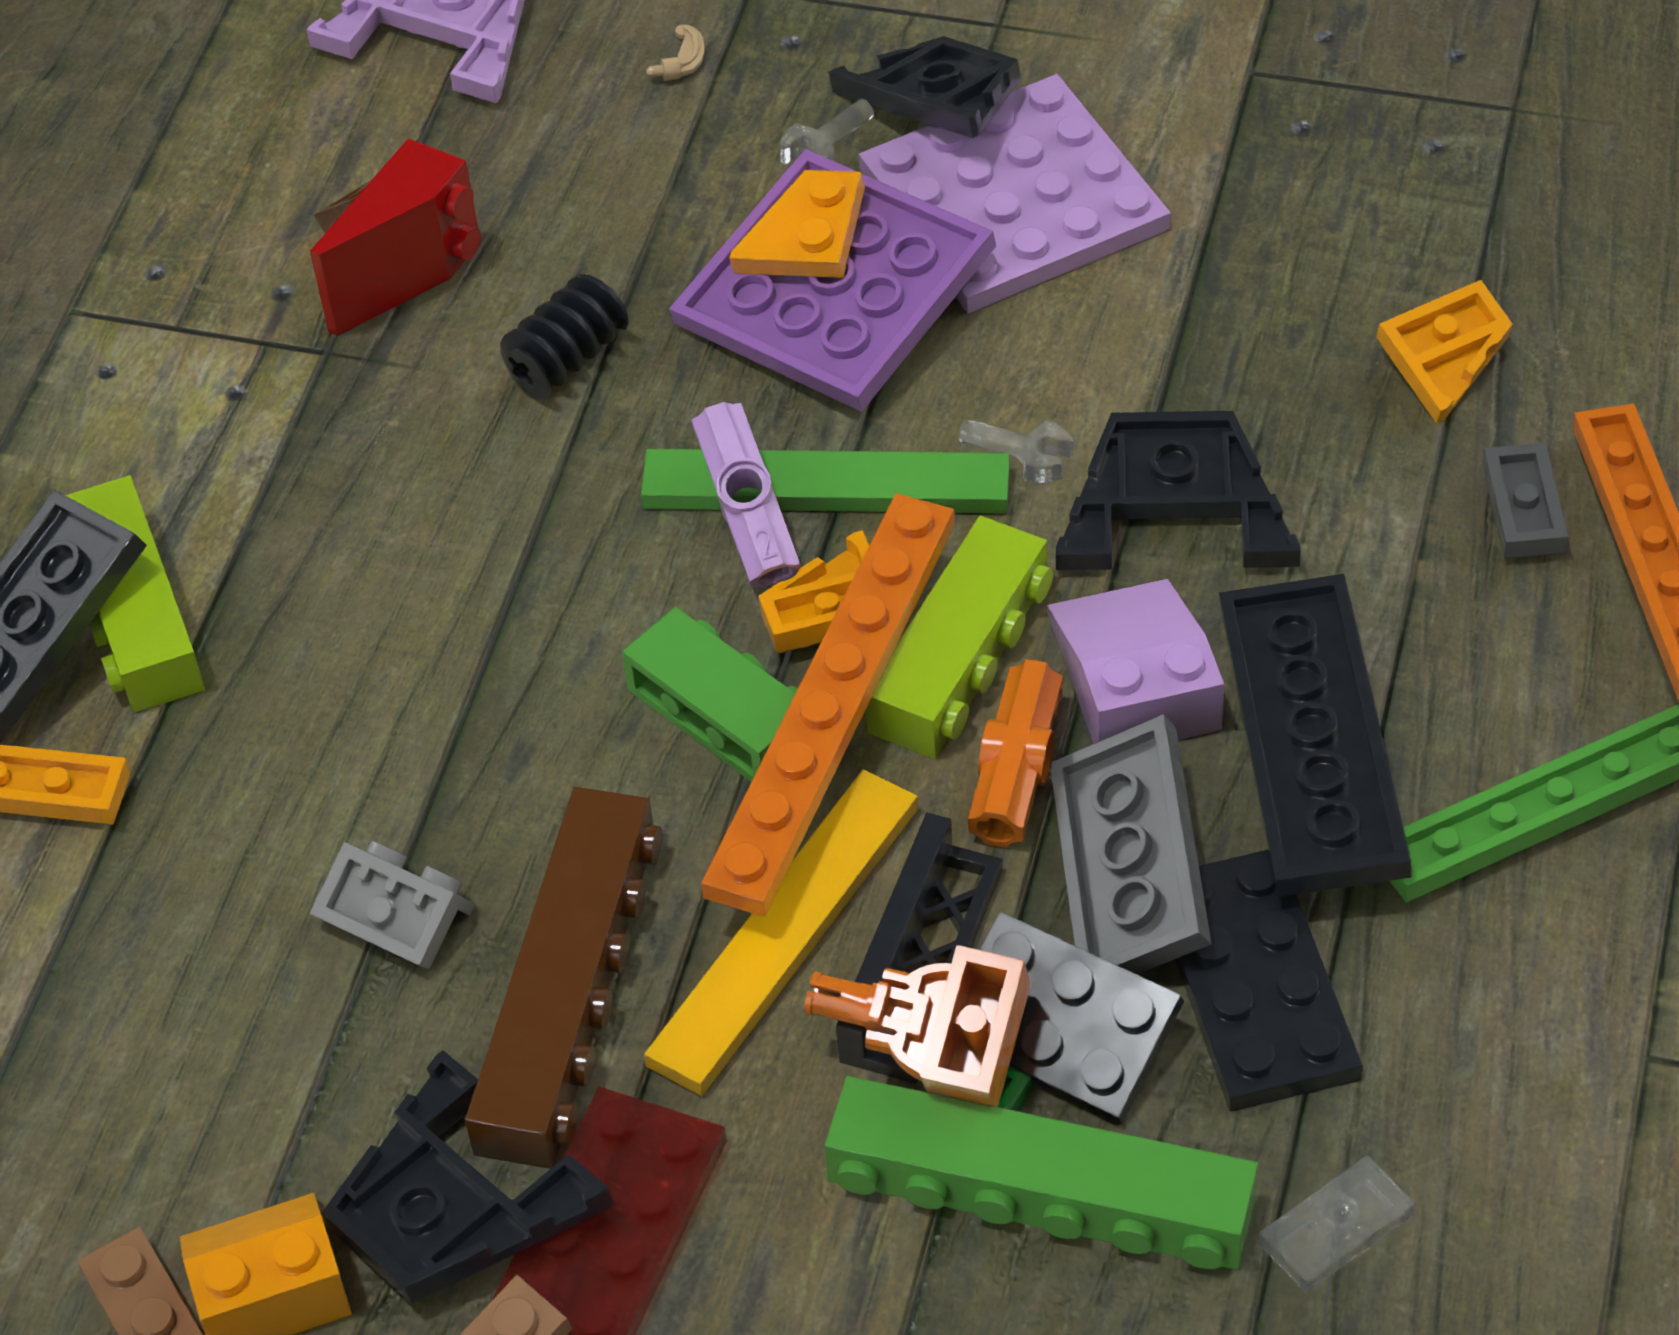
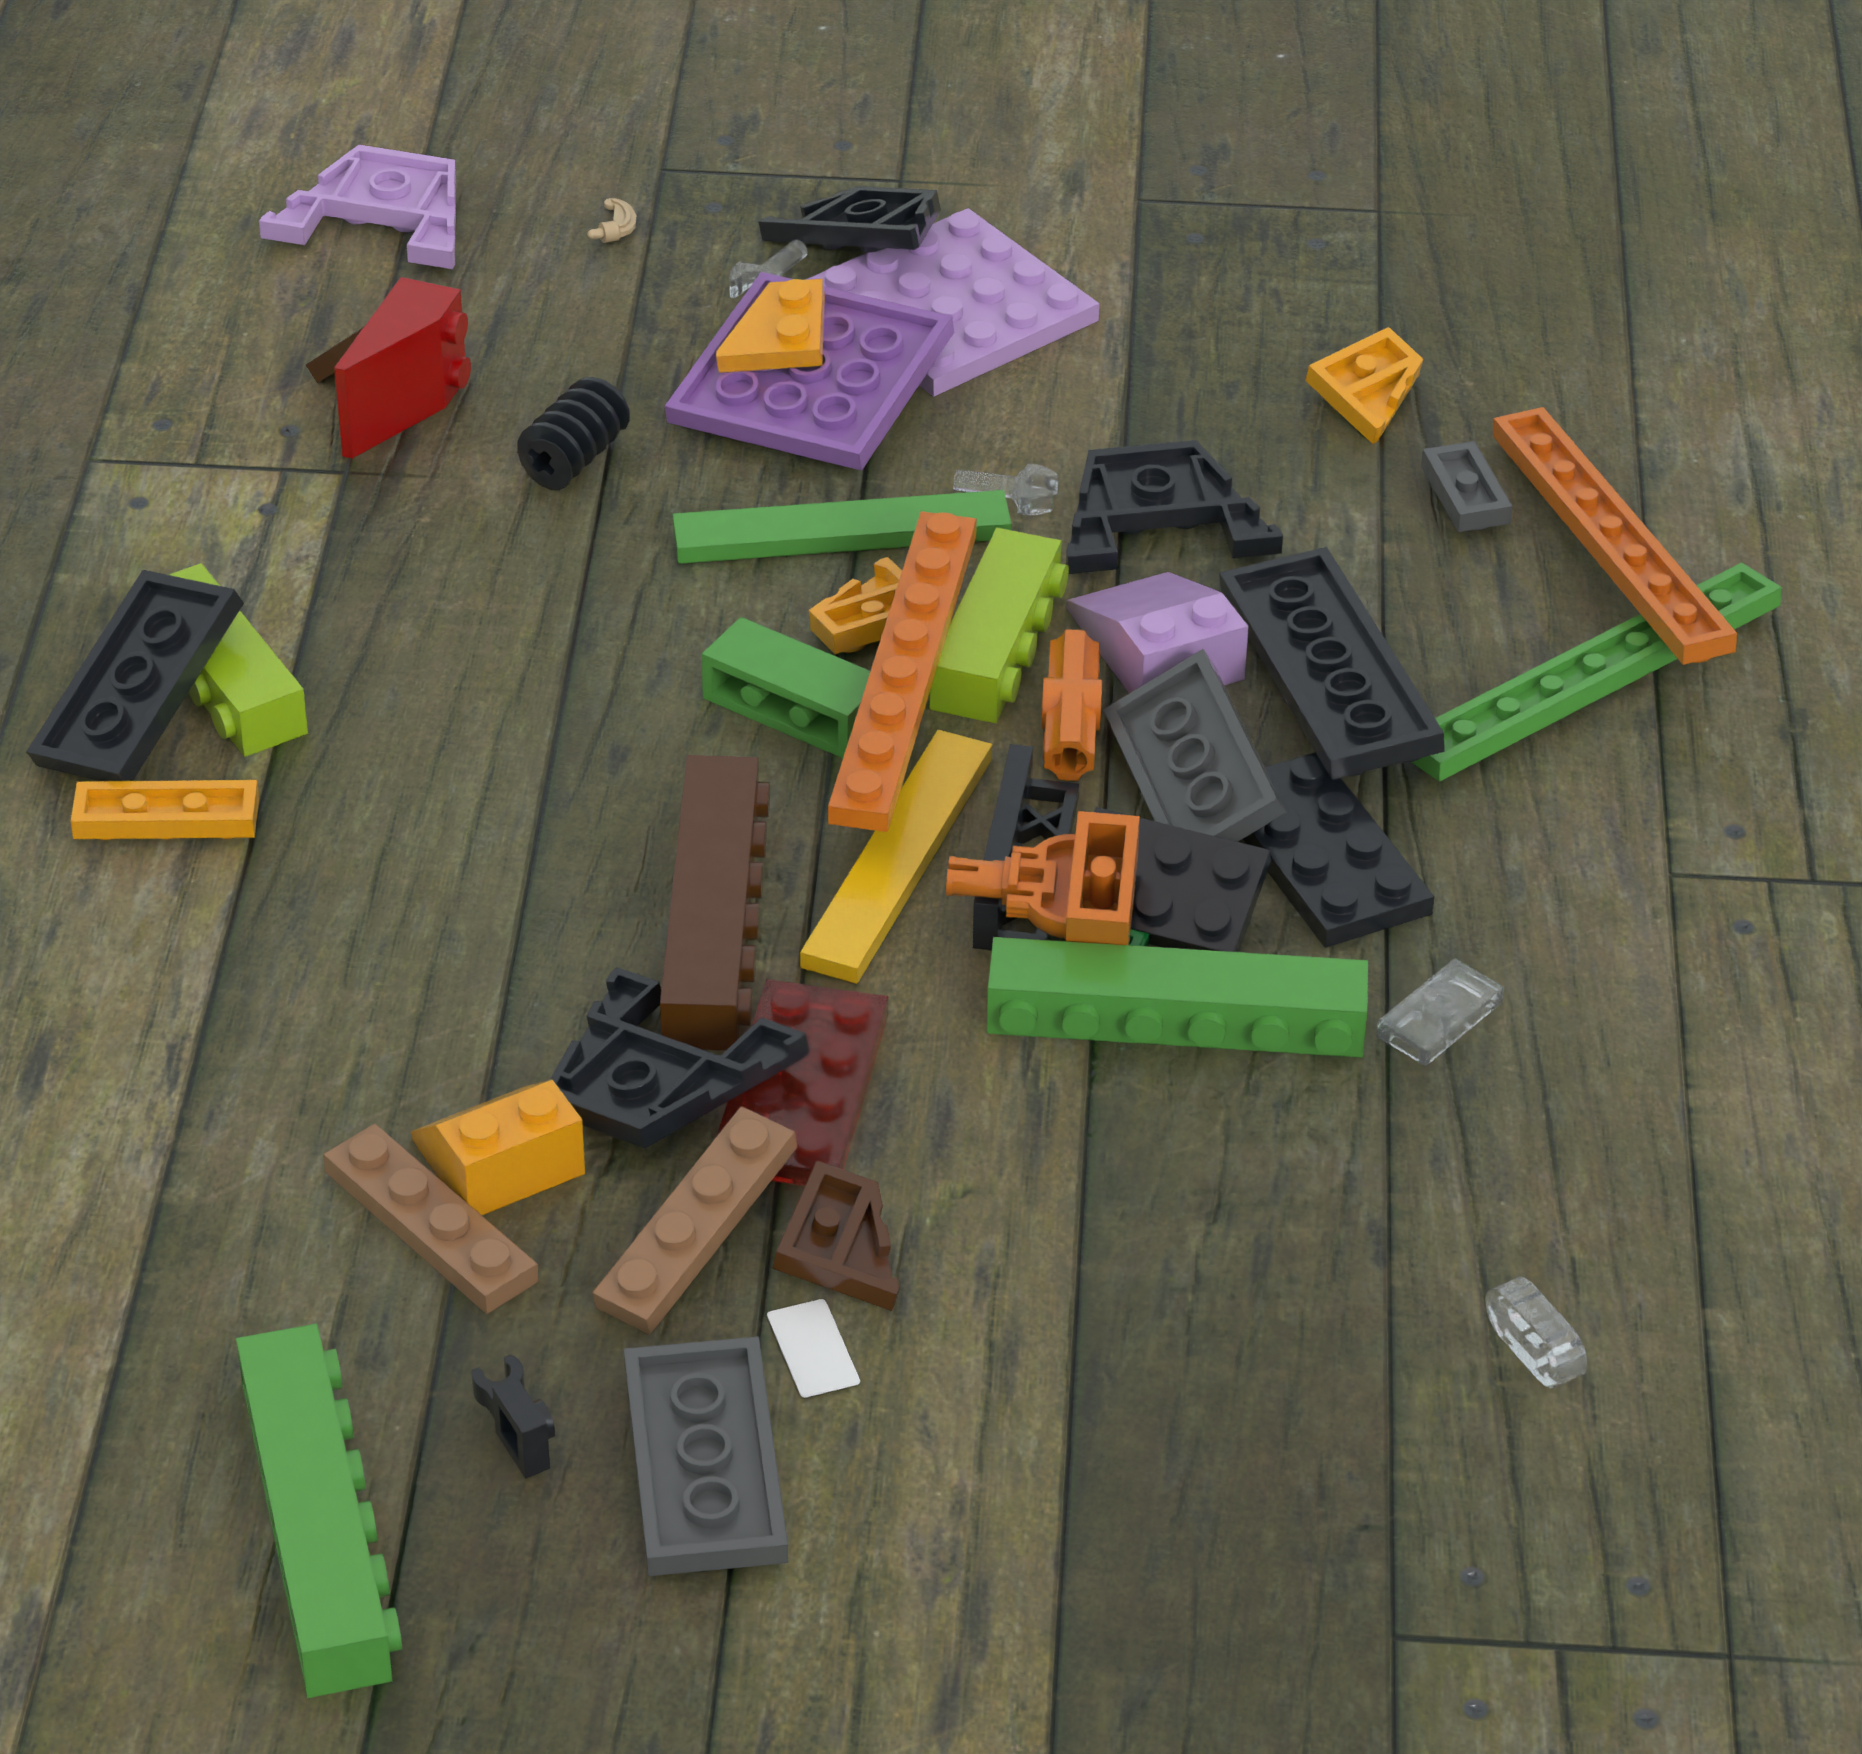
camera: 15 degrees left, 10 degrees down
(389, 905) = (536, 864): light grey bracket -> none
(754, 525) = (768, 509): lavender piece -> none

